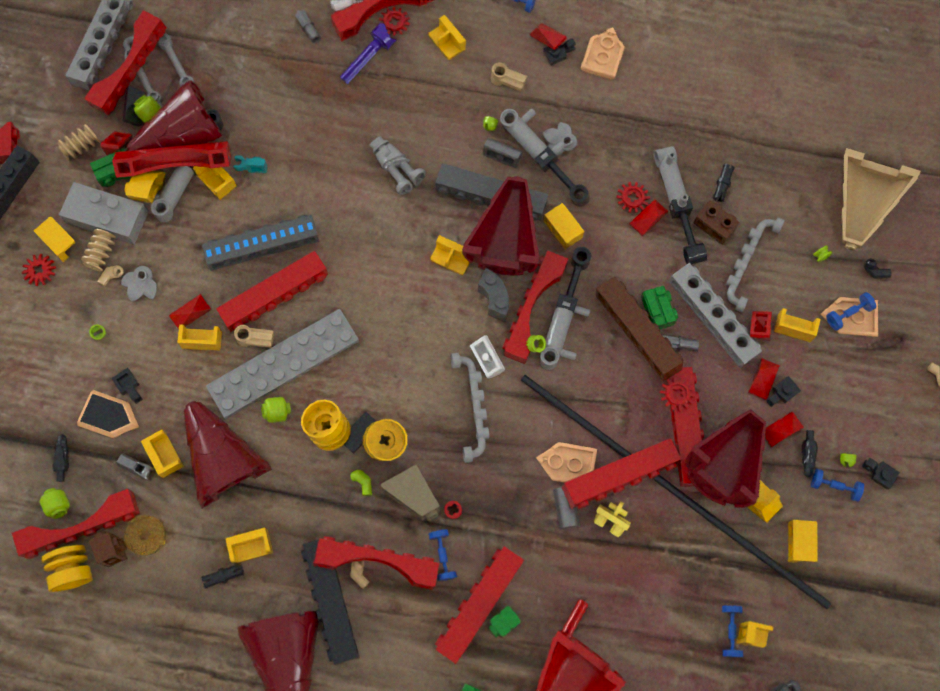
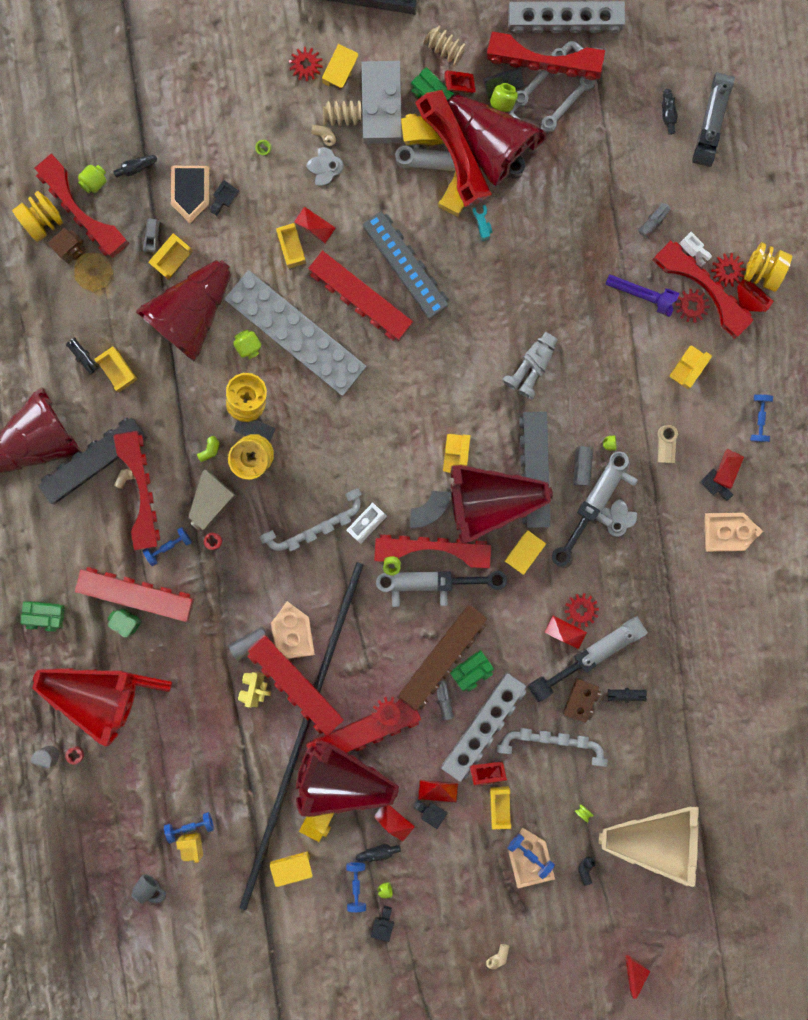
camera: 75 degrees right, 15 degrees up
(256, 337) = (310, 298): tan piece -> none

